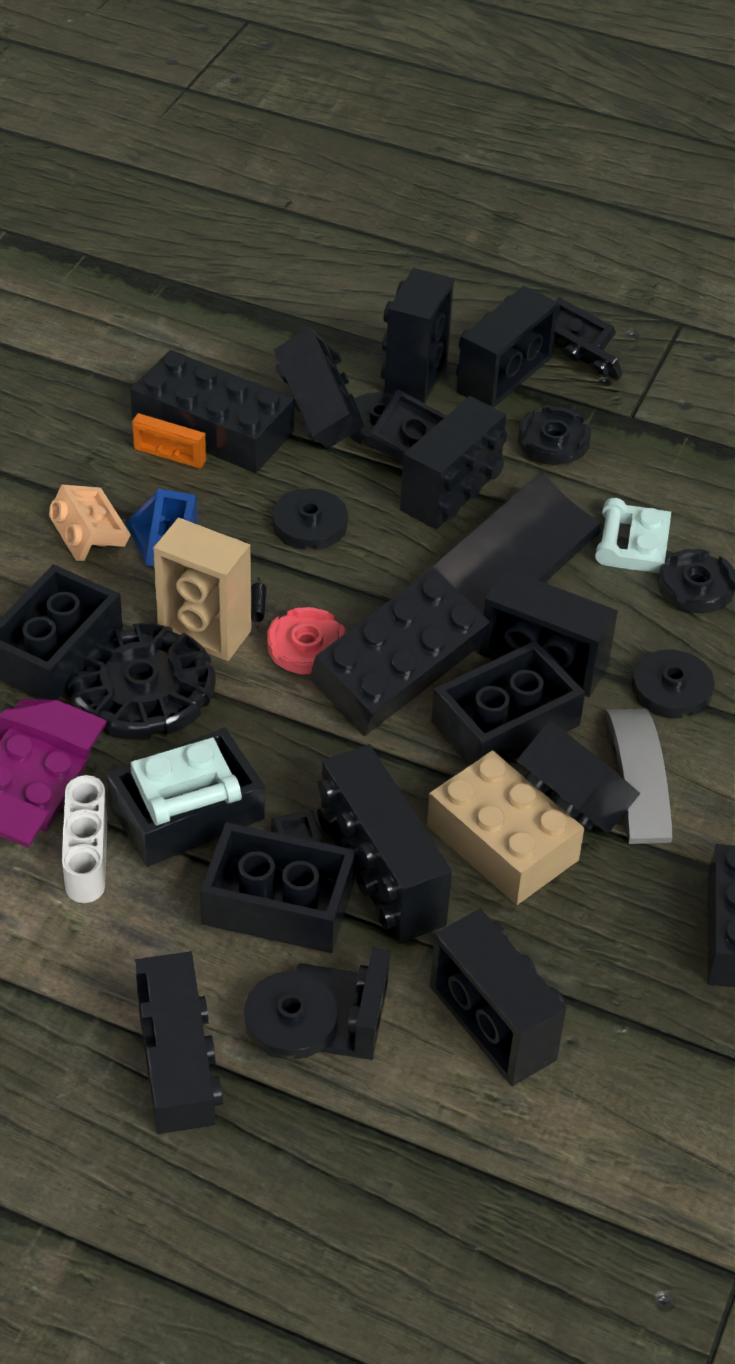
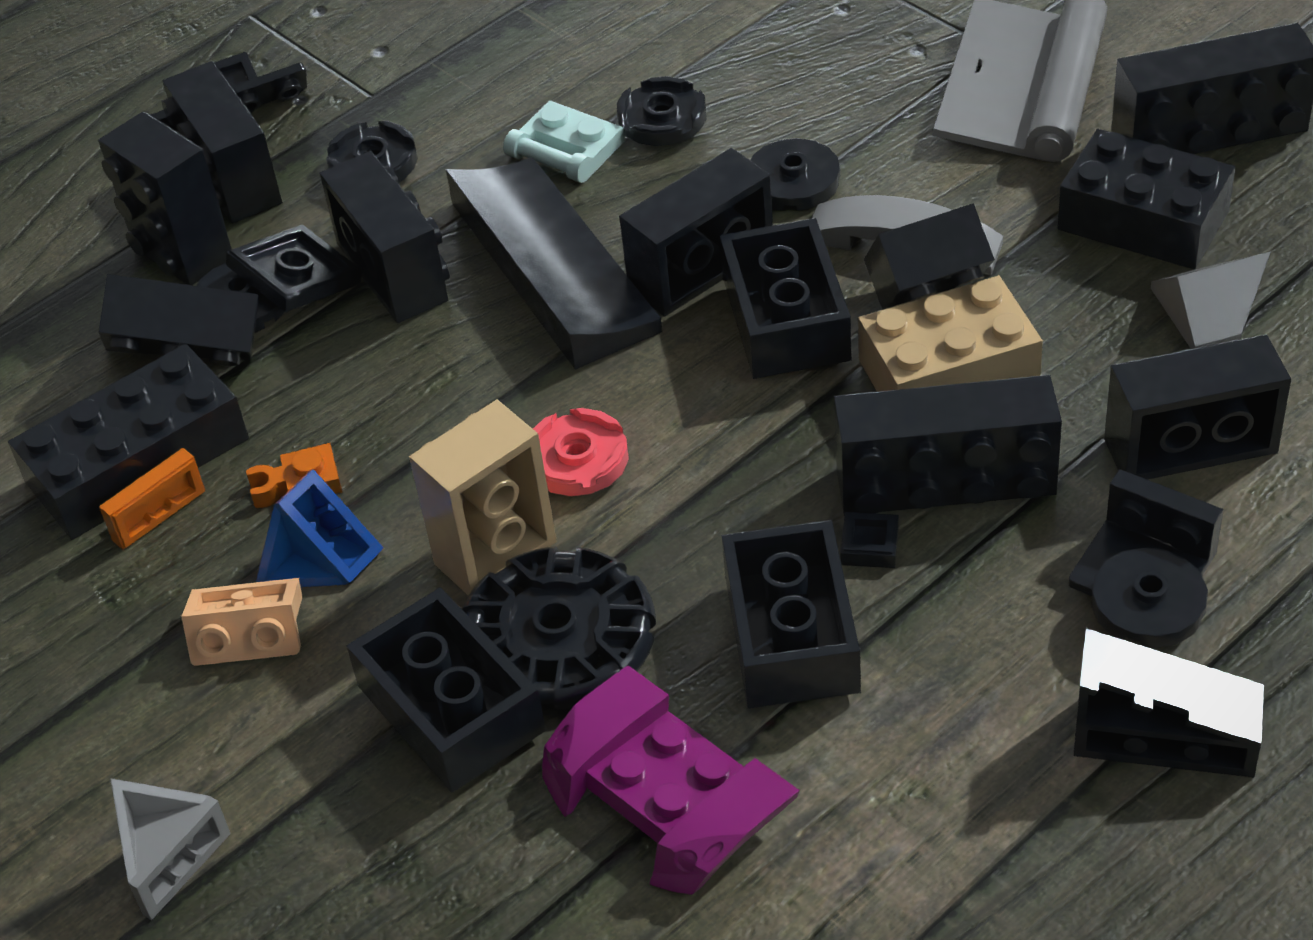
camera: 60 degrees left, 0 degrees up
(84, 839) = (828, 733): white beam -> none
(182, 772) = (784, 587): light aqua plate -> none
(227, 510) = (295, 465): none -> orange plate
(278, 887) = (965, 560): black brick -> none
(310, 518) = (369, 402): black plate -> none
(399, 651) = (663, 360): black brick -> none
(655, 991) = (1212, 301): none -> light grey slope

